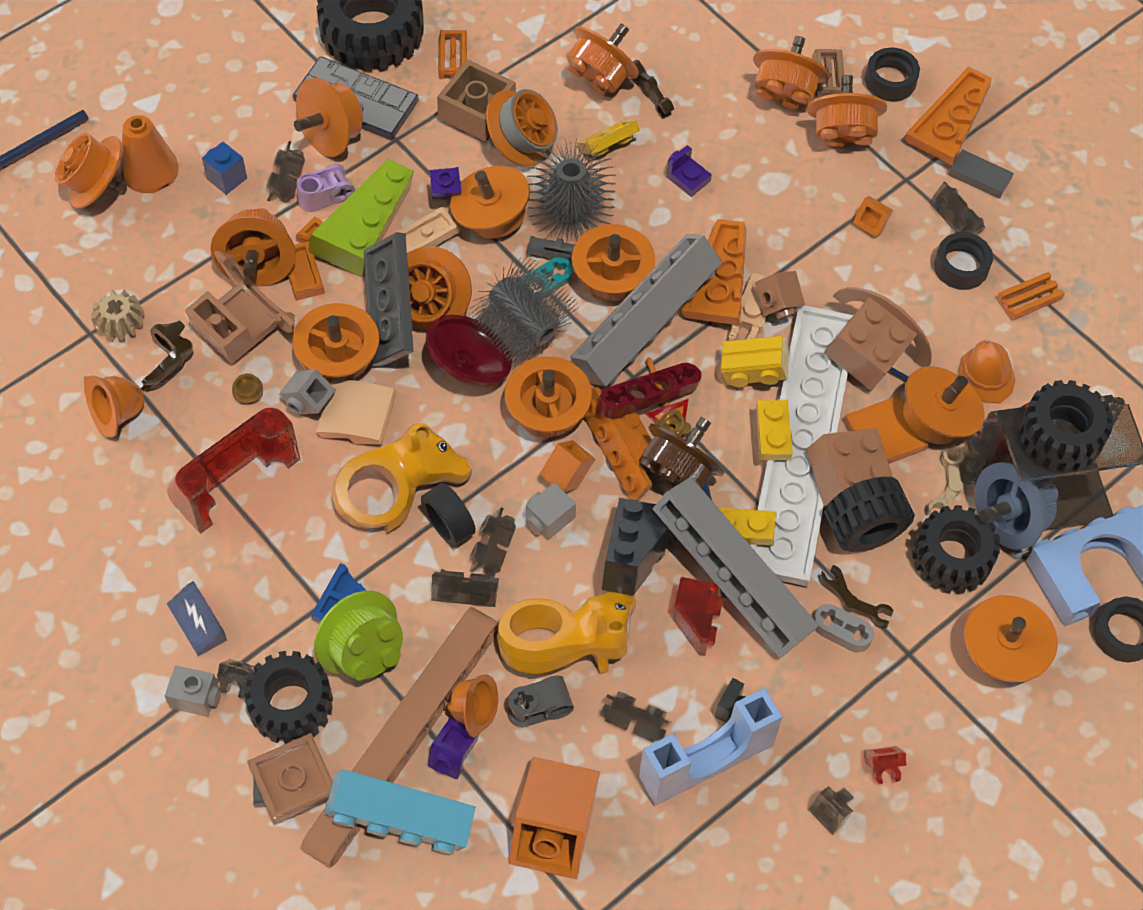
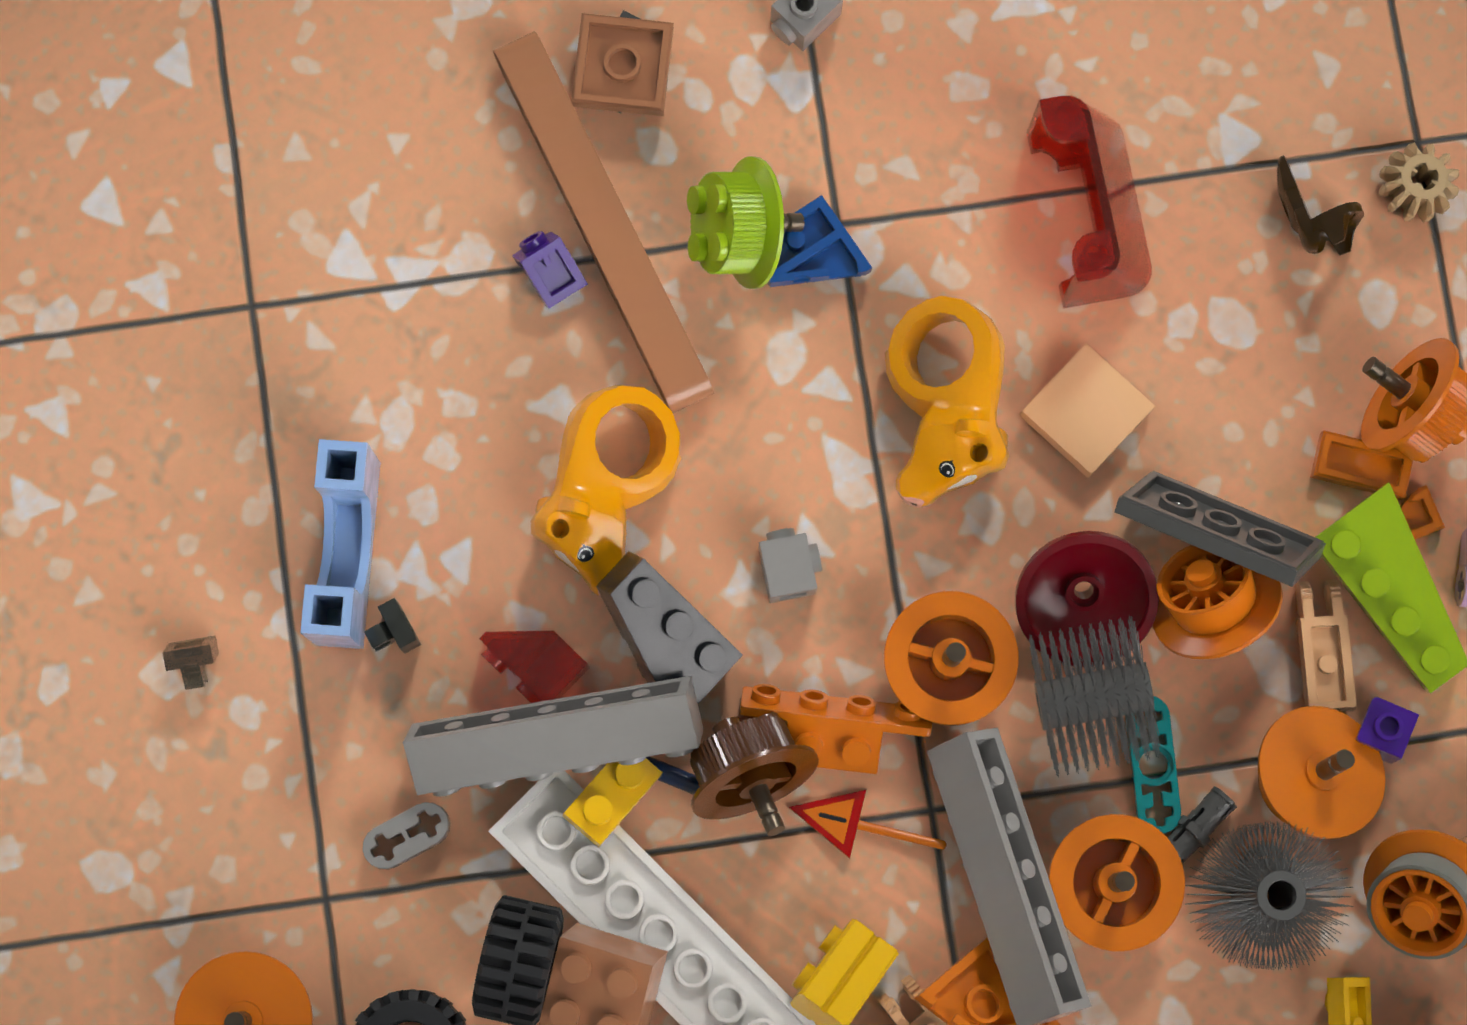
camera: 120 degrees right, 20 degrees up
(112, 401) = (1277, 114): orange piece -> none
(196, 619) = (903, 66): clear blue slope -> none
(234, 671) = (796, 73): clear smoke tile -> none
(239, 316) = (1323, 331): nougat piece -> none
(247, 388) = (1206, 292): pearl gold plate -> none
(281, 673) = (717, 75): black tyre -> none
(307, 392) = (1146, 355): light grey brick -> none
(336, 341) = (1201, 430): orange piece -> none
(400, 811) = (493, 148): medium azure brick -> none
(448, 514) = (854, 429): black tyre -> none
(455, 588) = (759, 387): clear smoke hinge -> none
(475, 703) = (580, 315): orange piece -> none
(495, 531) = (781, 456): clear smoke hinge -> none
(541, 700) = (538, 407): dark grey piece -> none
(554, 817) = (391, 331): orange slope -> none
(567, 465) = (835, 624): orange brick -> none
(624, 710) = (472, 496): clear smoke hinge -> none
(646, 385) = (884, 804): dark red beam -> none
(675, 418) = (824, 794): pearl gold plate -> none
(774, 430) = (724, 930): yellow plate -> none
(851, 602) = (433, 871): dark brown piece -> none
(883, 759) = (208, 762): clear red tile -> none

